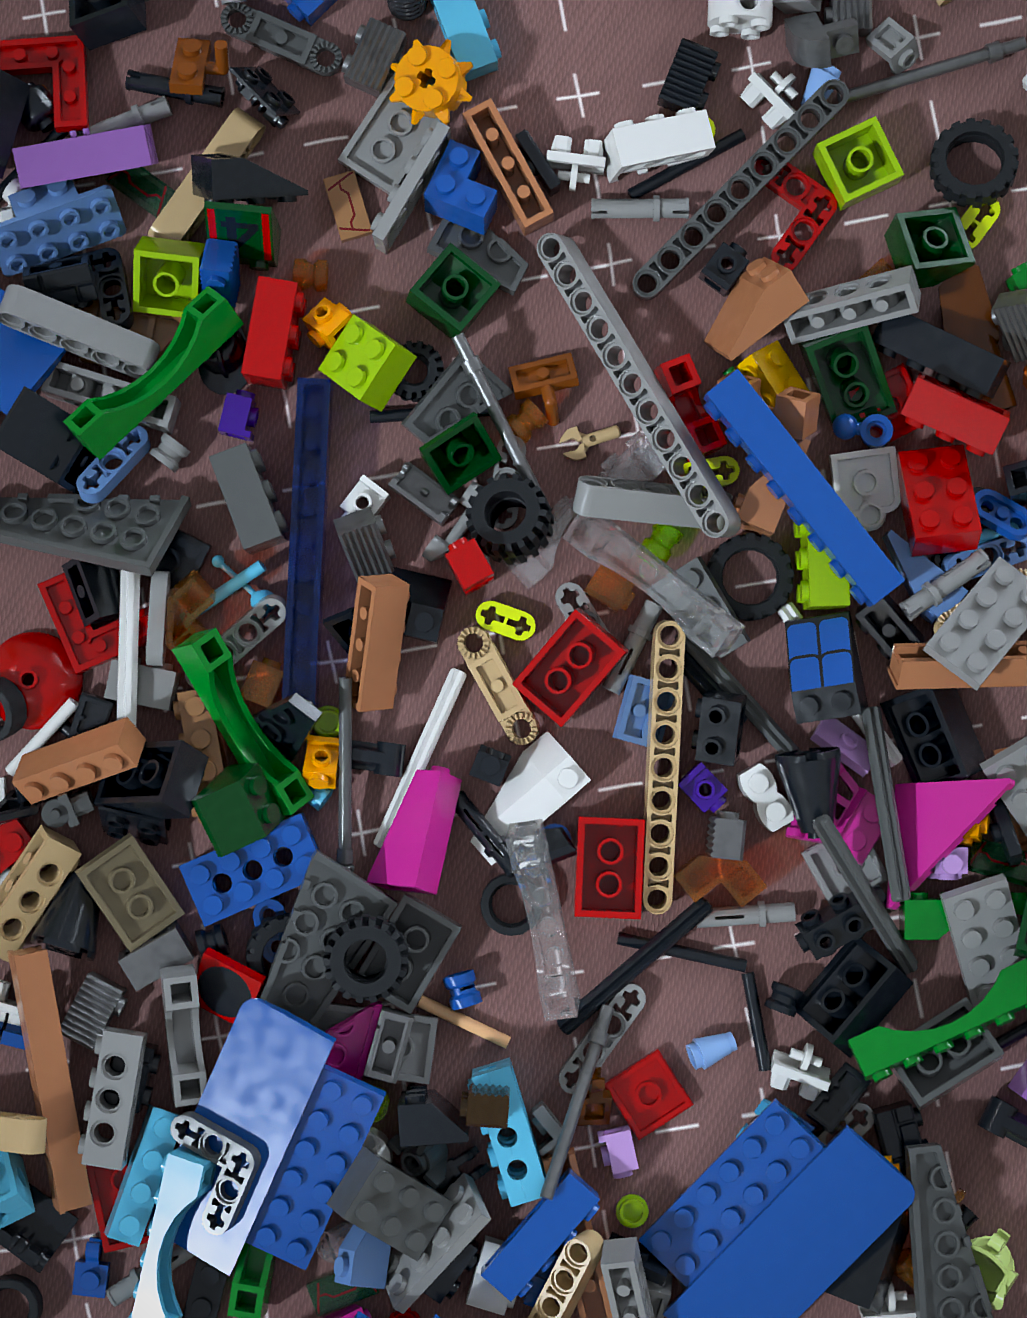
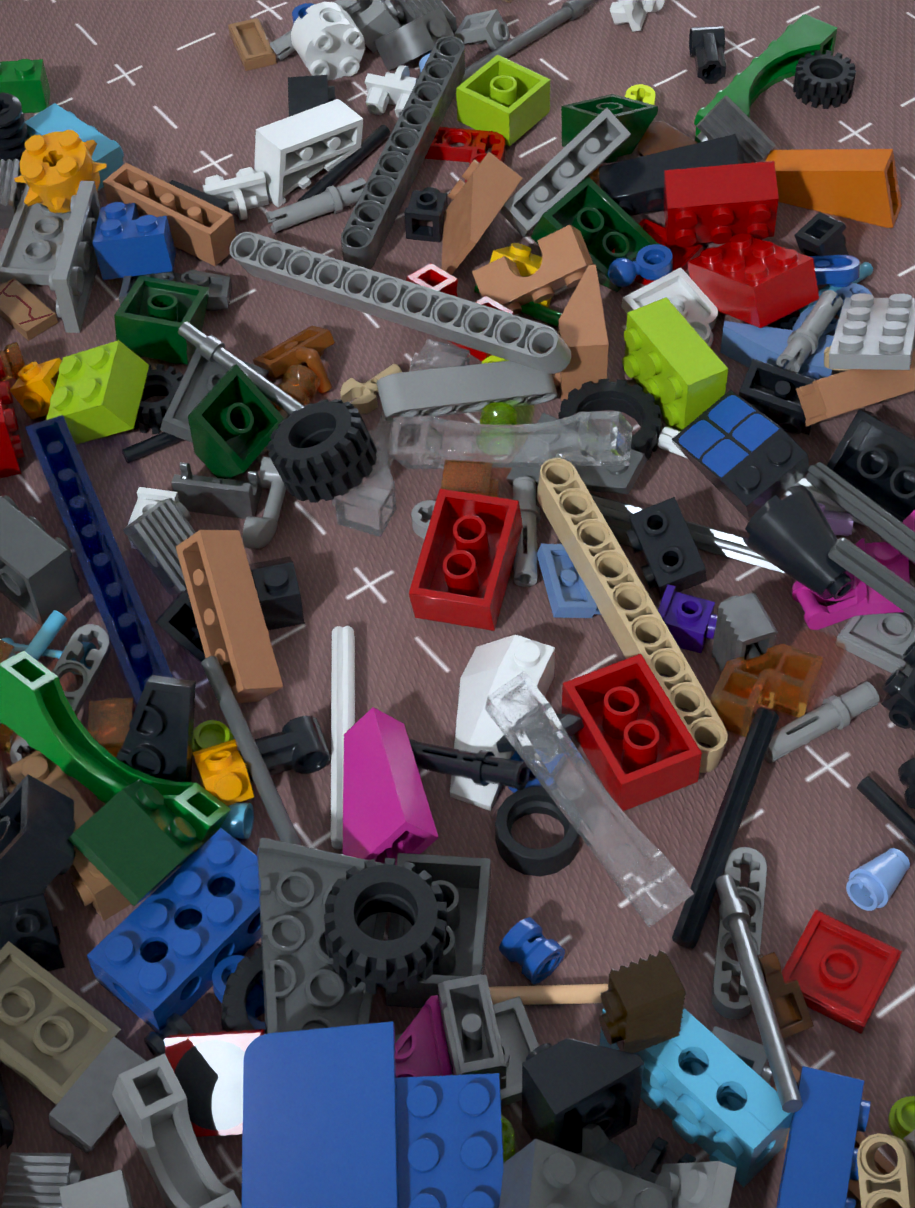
camera: 20 degrees left, 35 degrees down
(469, 565) = (295, 488): red arch -> none
(490, 765) = (430, 688): black brick -> none
(496, 685) = (396, 623): tan plate -> none
(508, 613) = (370, 566): neon yellow beam -> none
(618, 1151) = (847, 1045): lavender brick -> none
(687, 953) = (779, 794): black bar -> none
(768, 805) = (778, 593): white brick -> none
(803, 489) = (617, 289): blue brick -> none
(982, 133) = (603, 52): black tyre -> none

